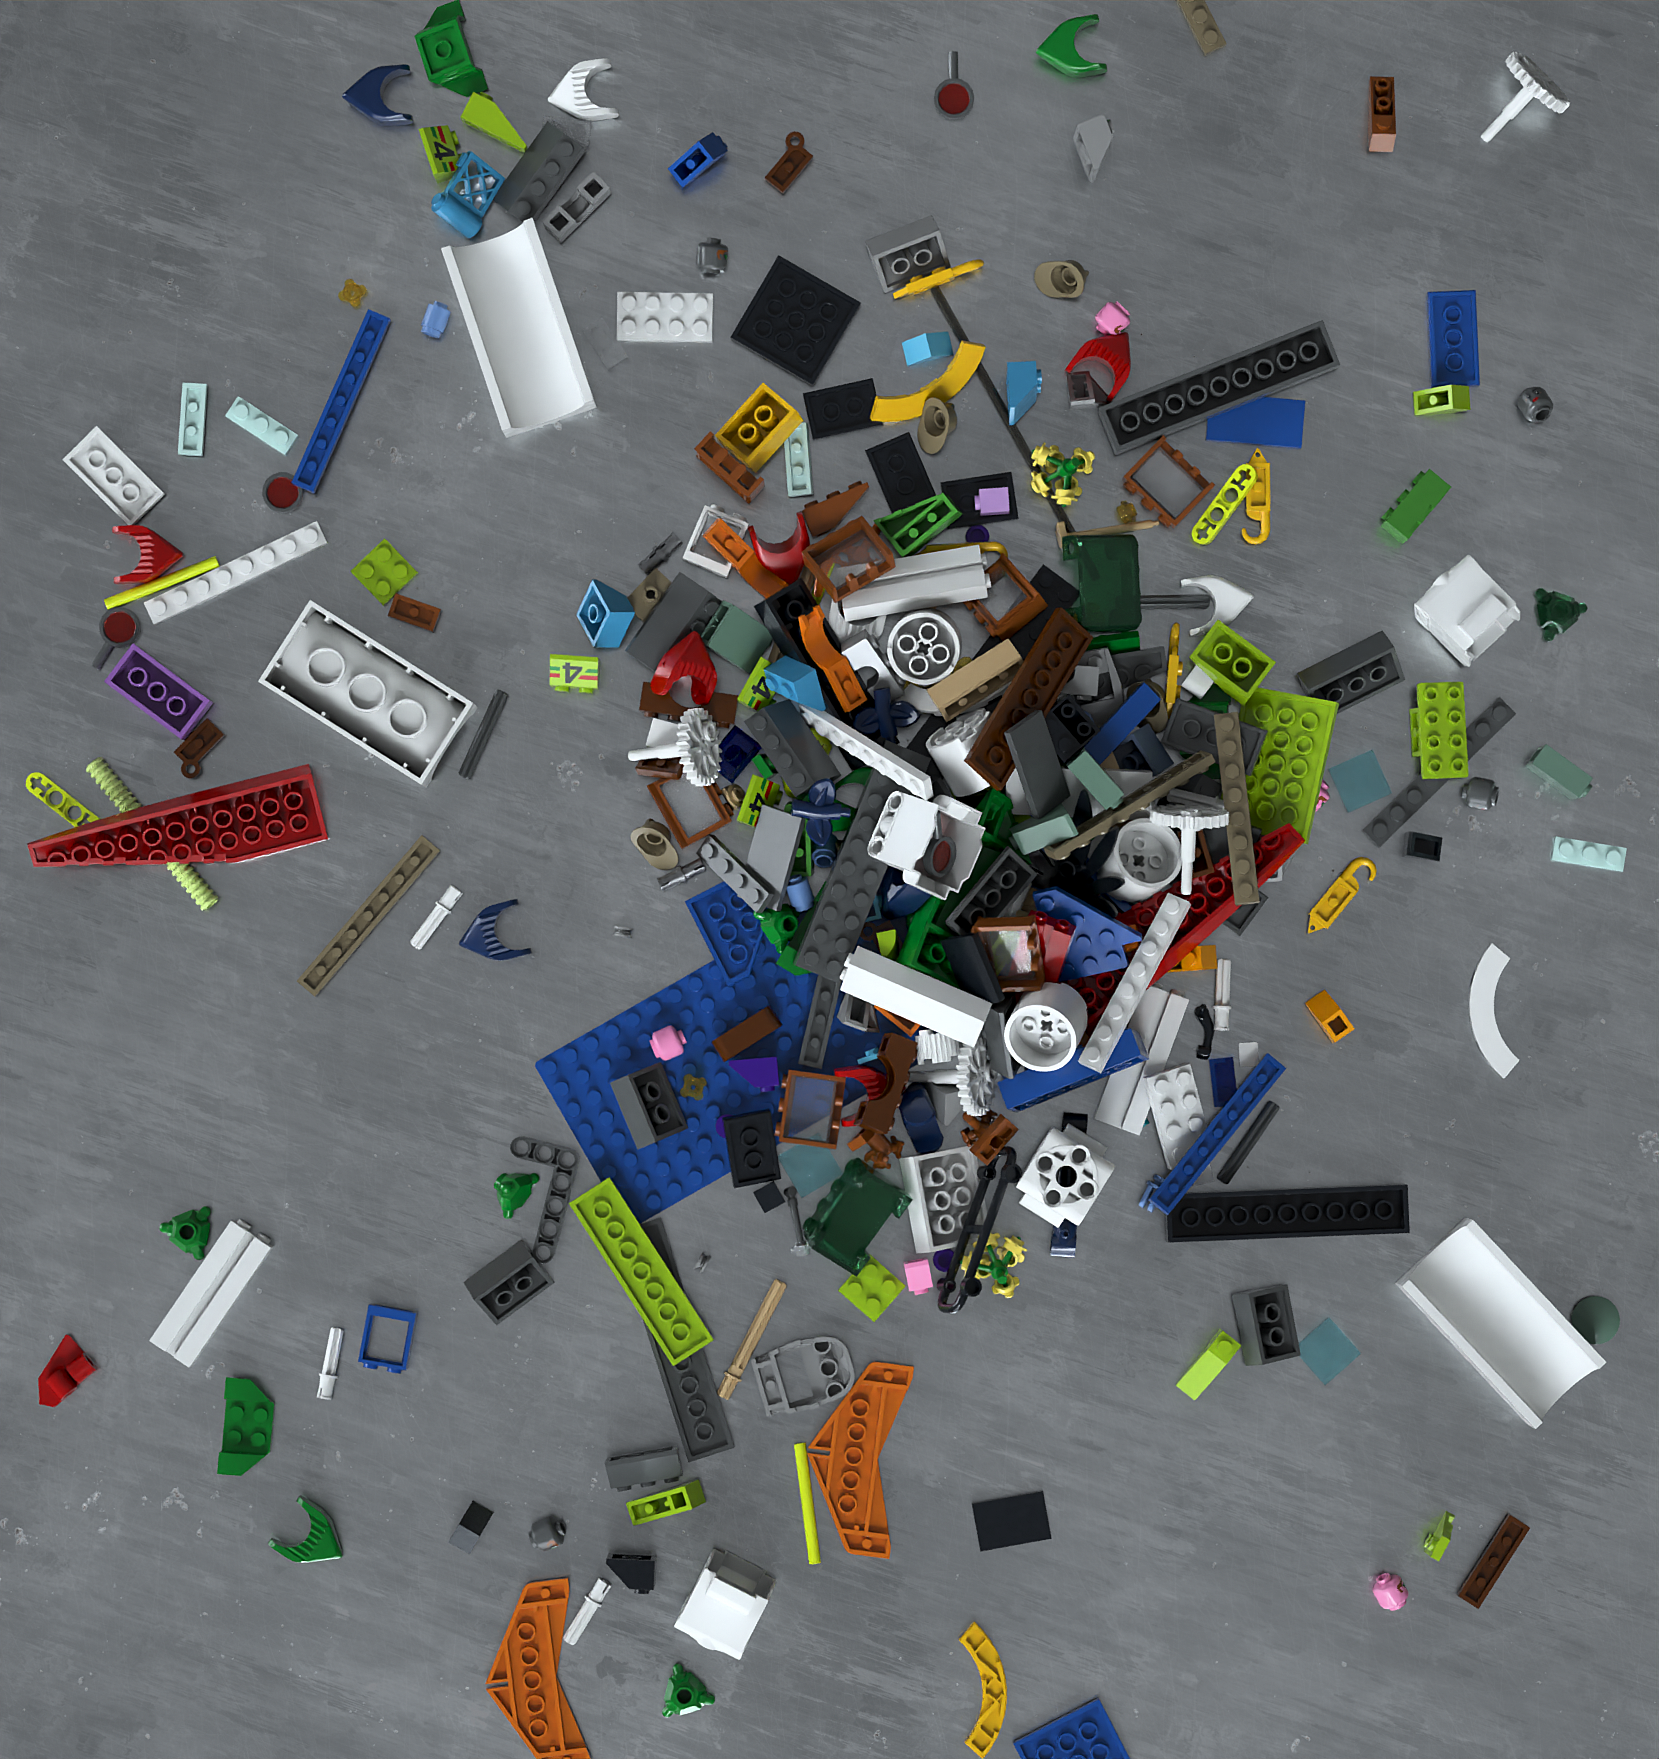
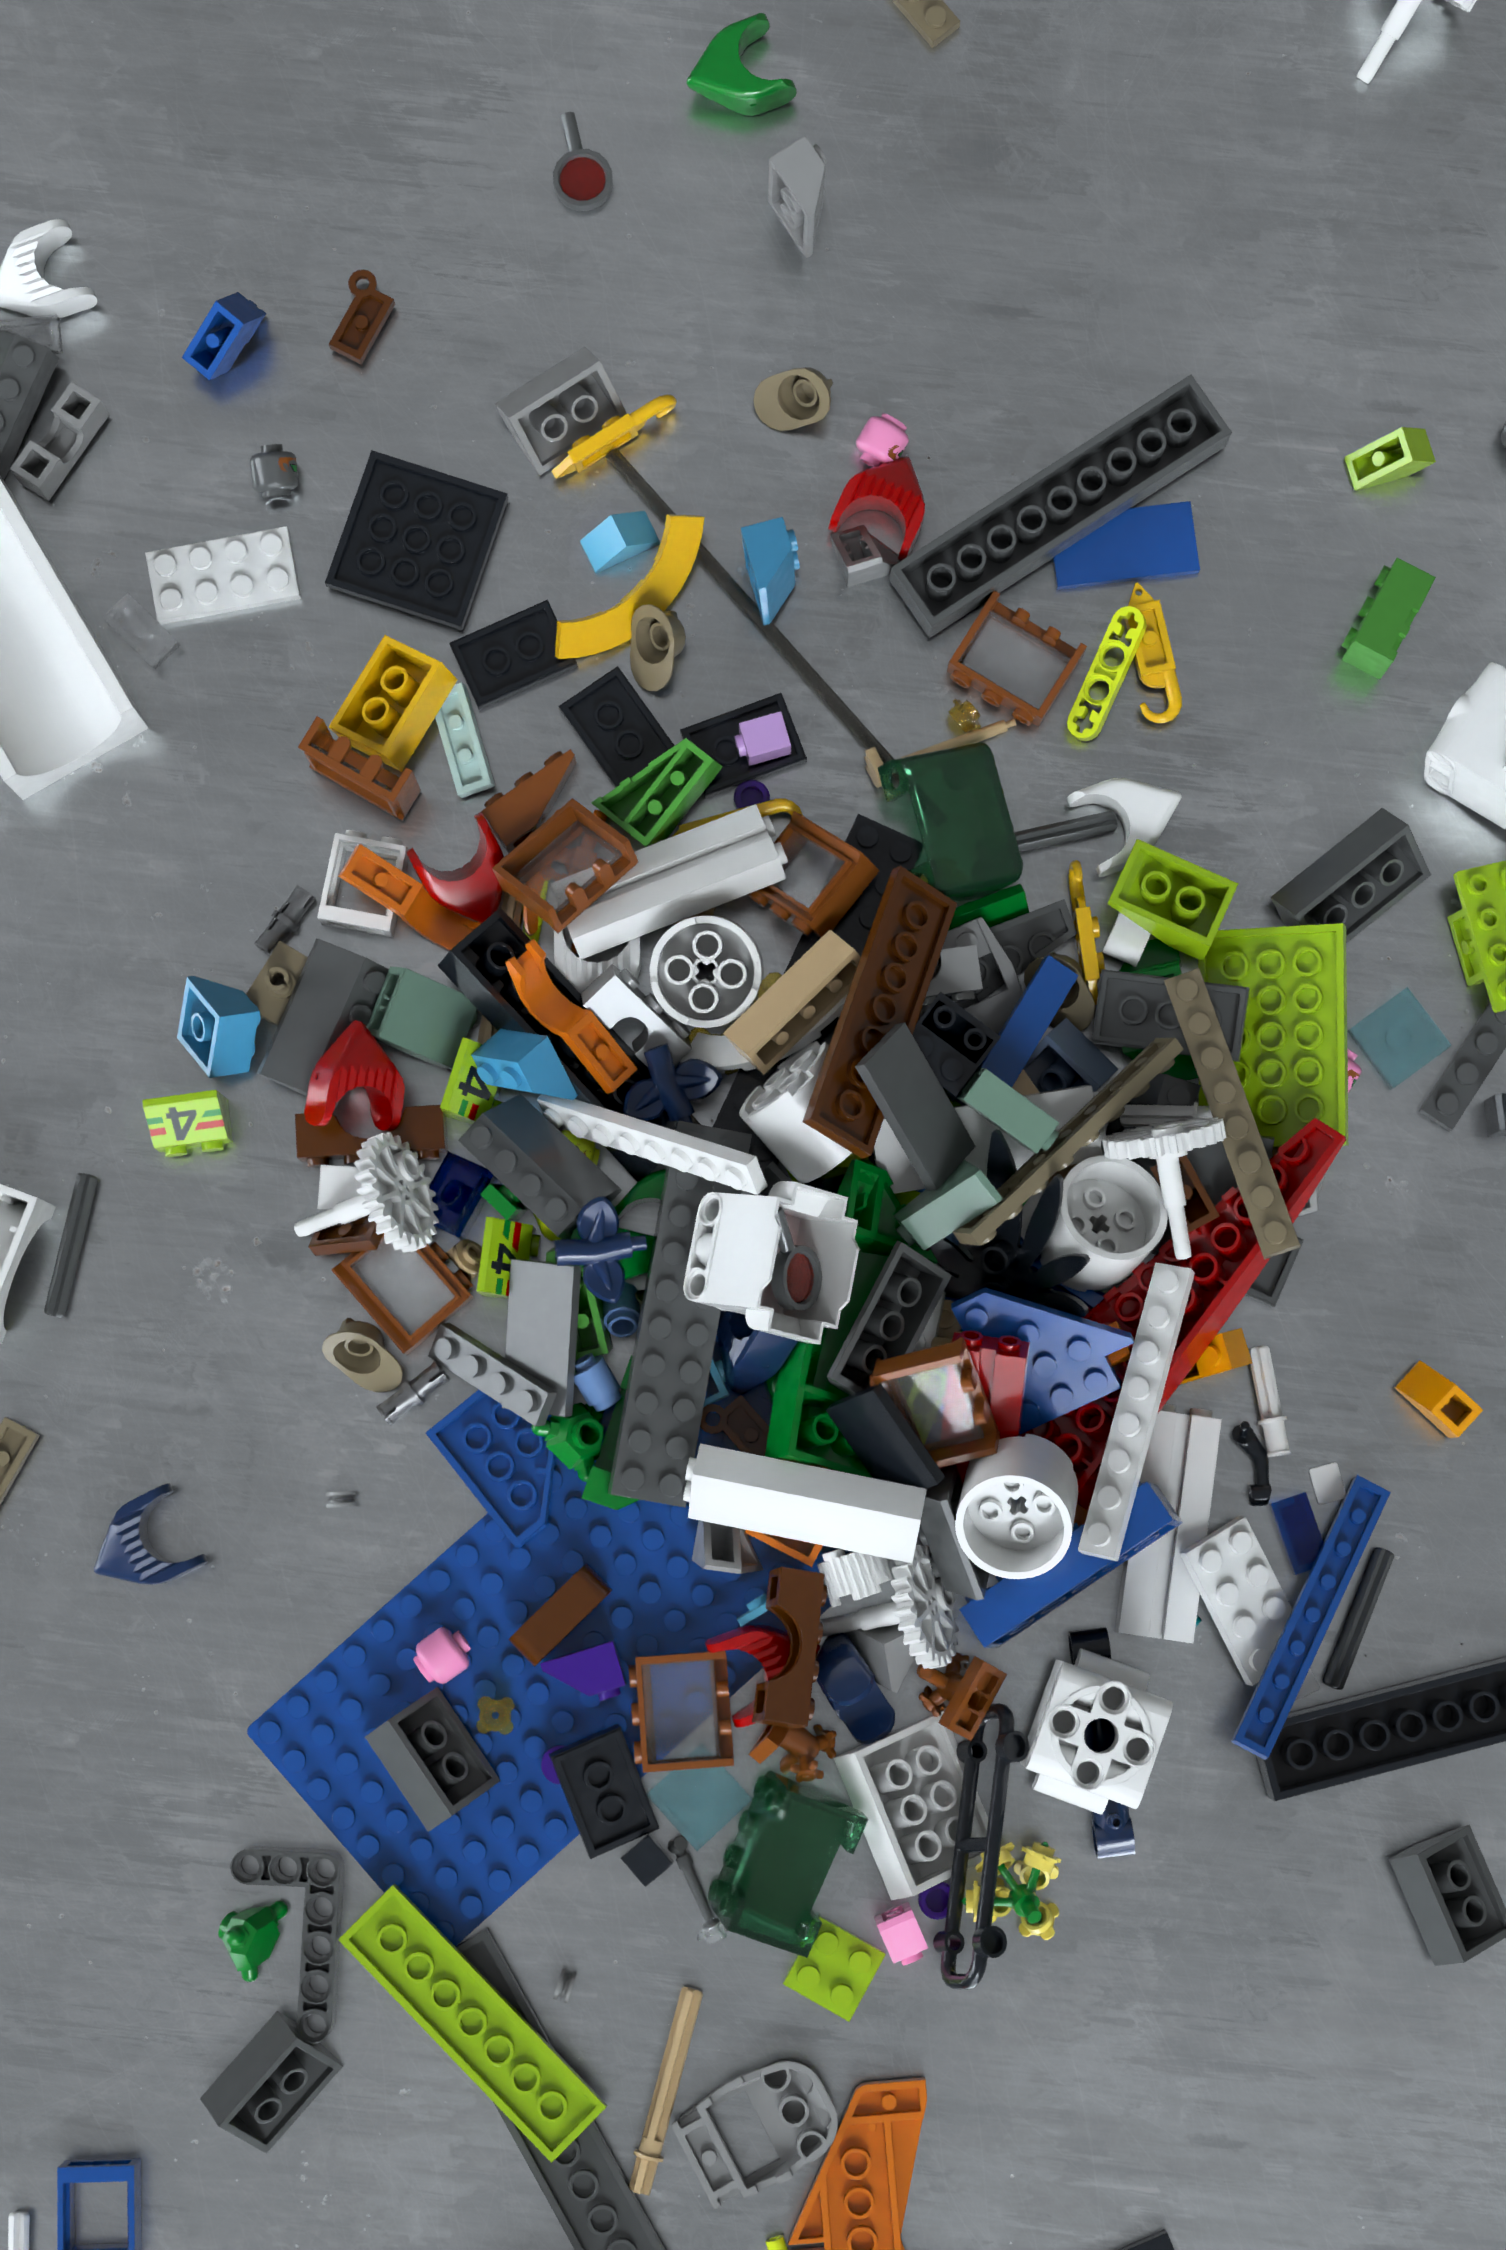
camera: 15 degrees left, 5 degrees down
(443, 907) = (59, 1519): white axle -> none
(819, 1022) = (668, 1574): dark grey plate -> none
(889, 944) = (748, 1431): lime slope -> none
(1055, 460) = (844, 666): light yellow plant -> none
(1151, 1186) = (1236, 1713): medium blue arm -> none
(1208, 1364) = (1378, 1975): lime slope -> none
(1338, 895) = (1407, 1215): yellow plate -> none
(1381, 114) = (1208, 75): dark orange slope -> none
(1453, 338) = (1384, 367): blue tile -> none

